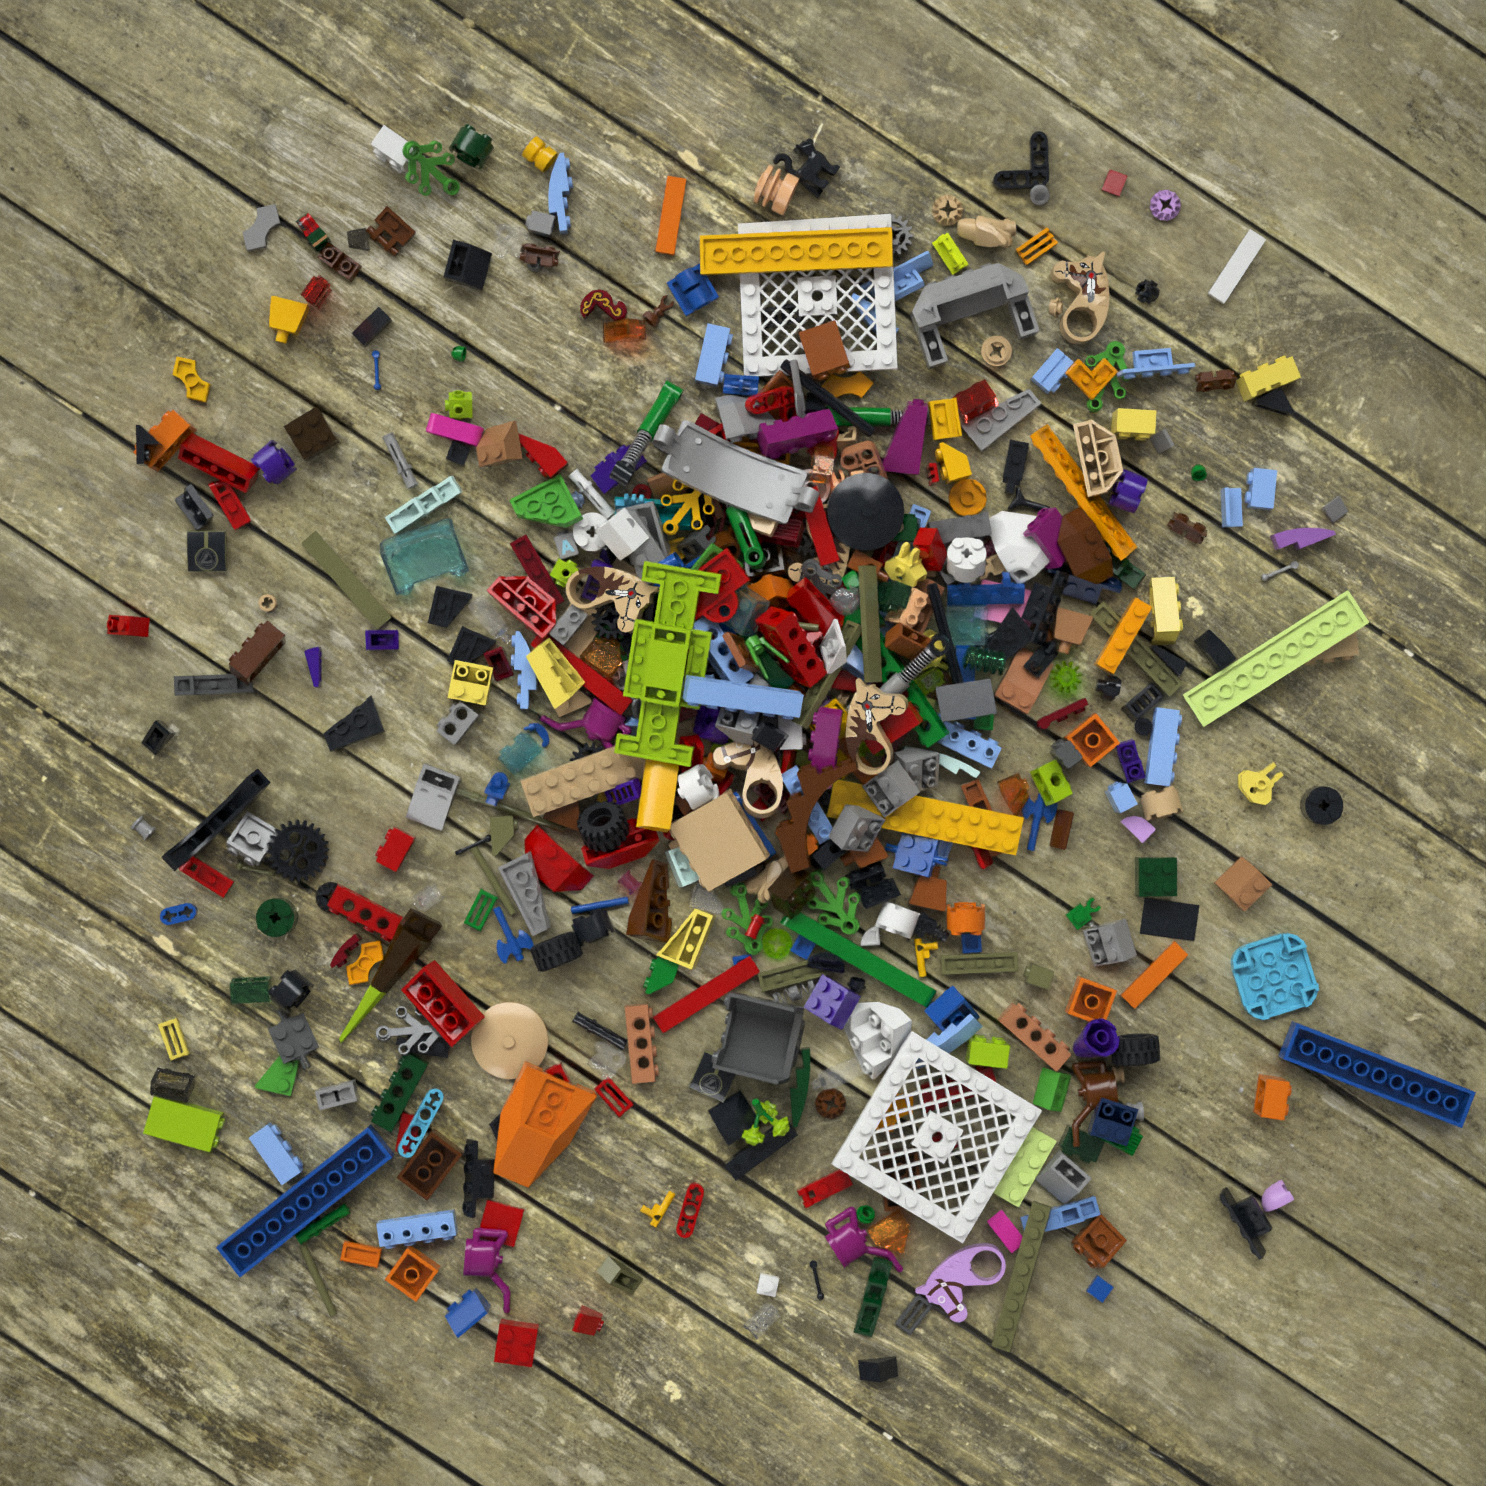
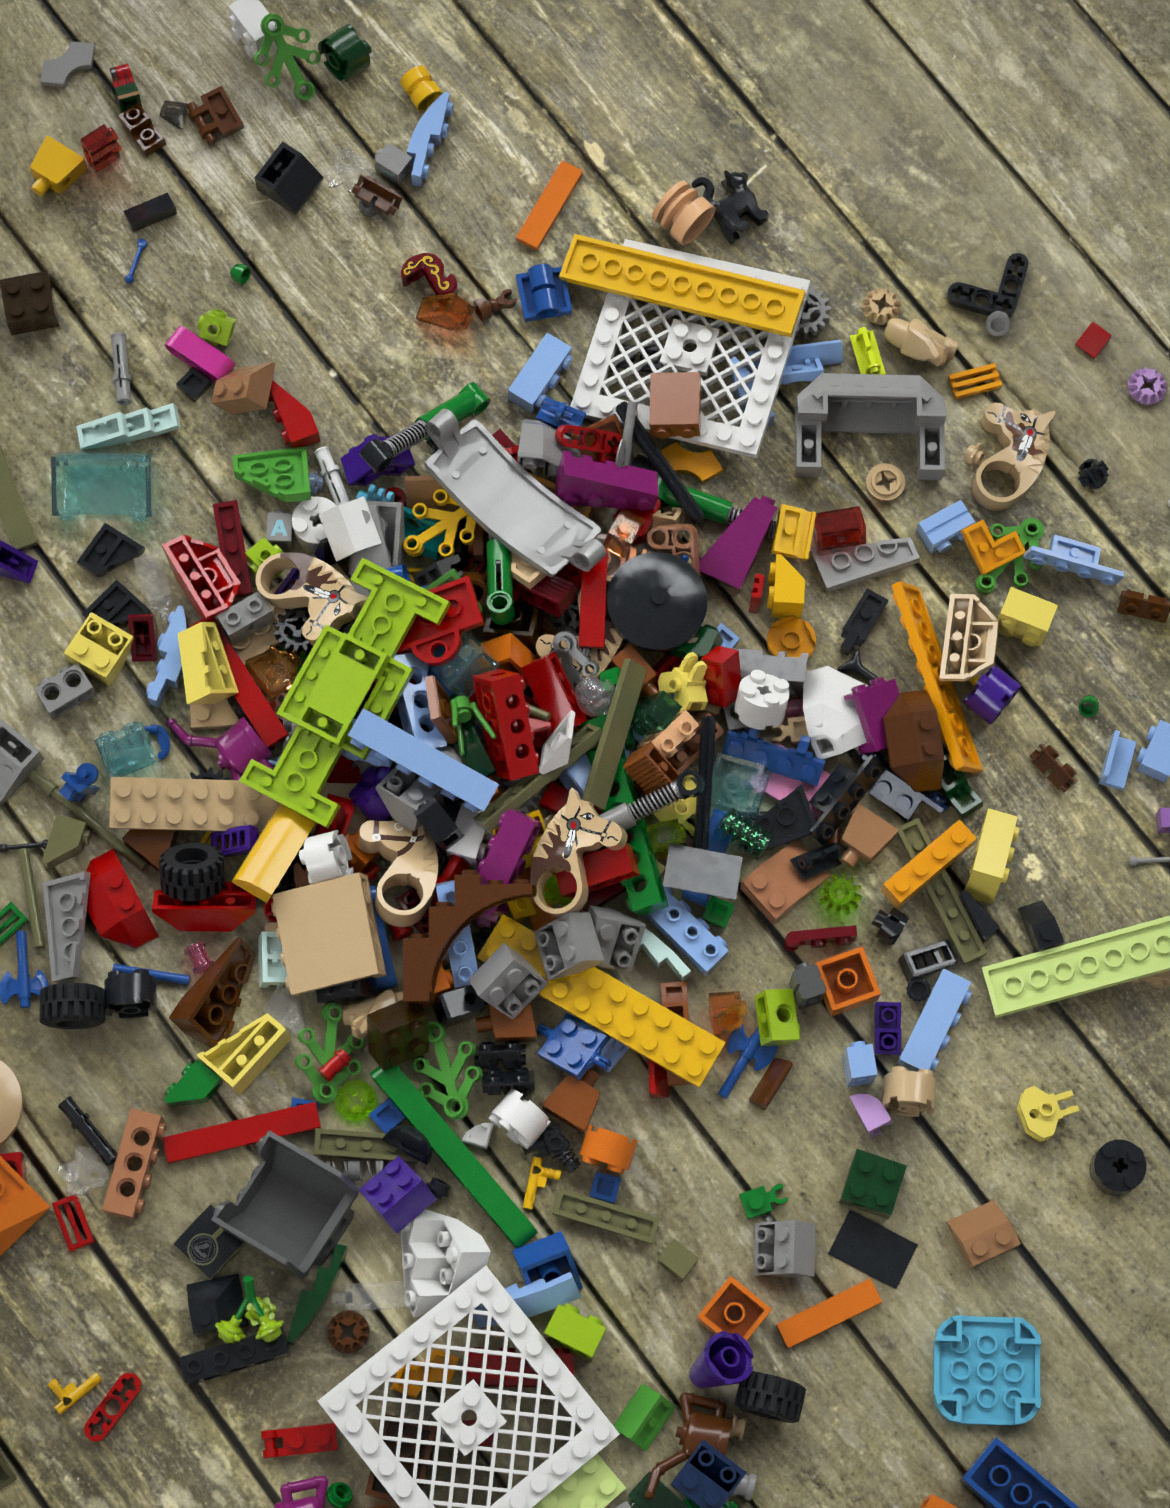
camera: 25 degrees right, 15 degrees down
(1054, 1059) = (634, 1296): nougat brick -> none
(1161, 441) = (1055, 653): light grey slope -> none

